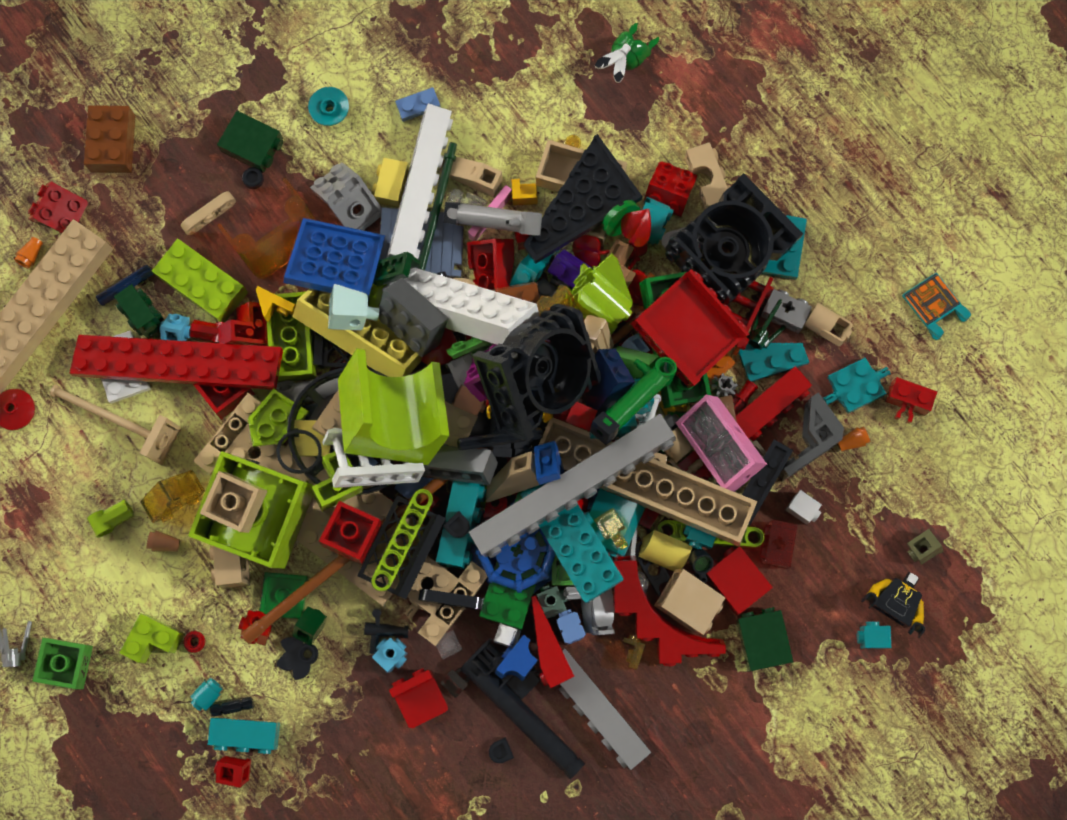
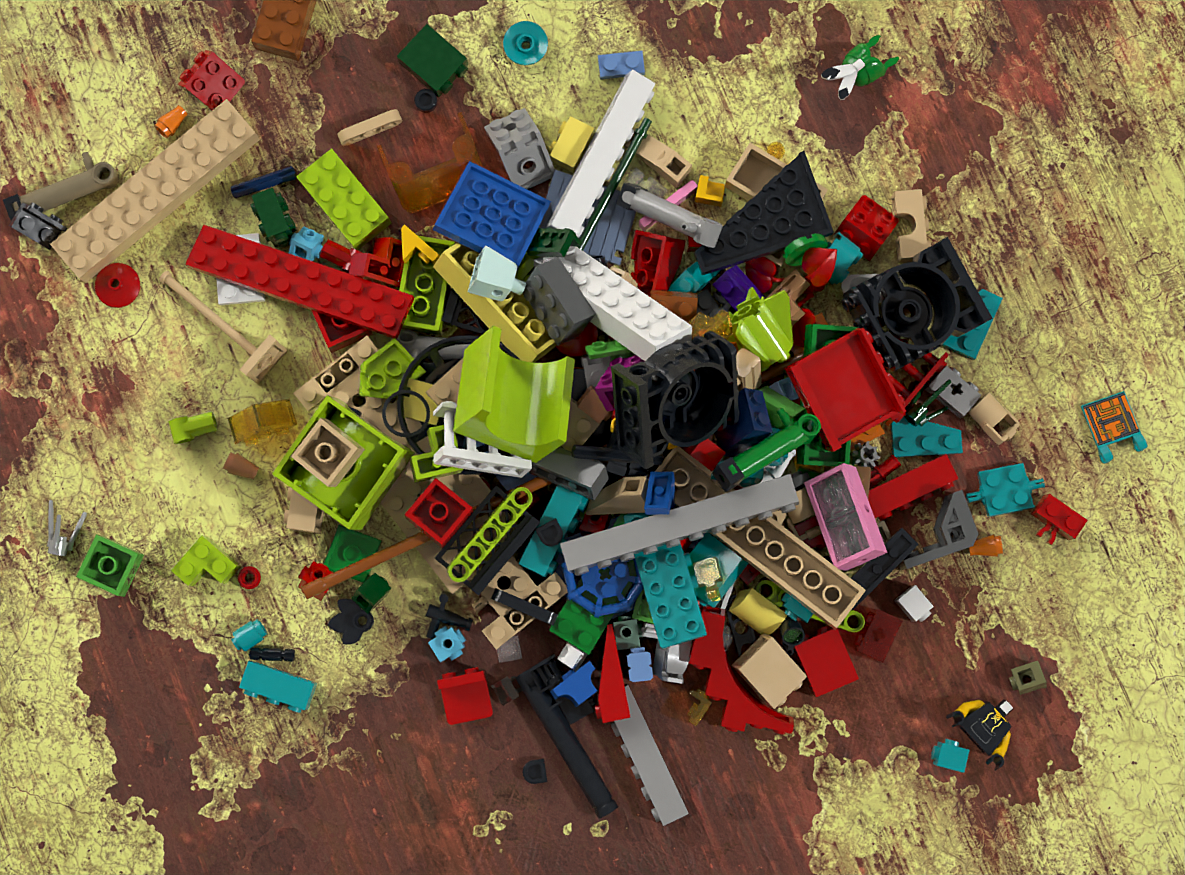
camera: 10 degrees right, 5 degrees up
(228, 776) = (250, 720): red brick -> none
(764, 639) = (835, 729): dark green brick -> none

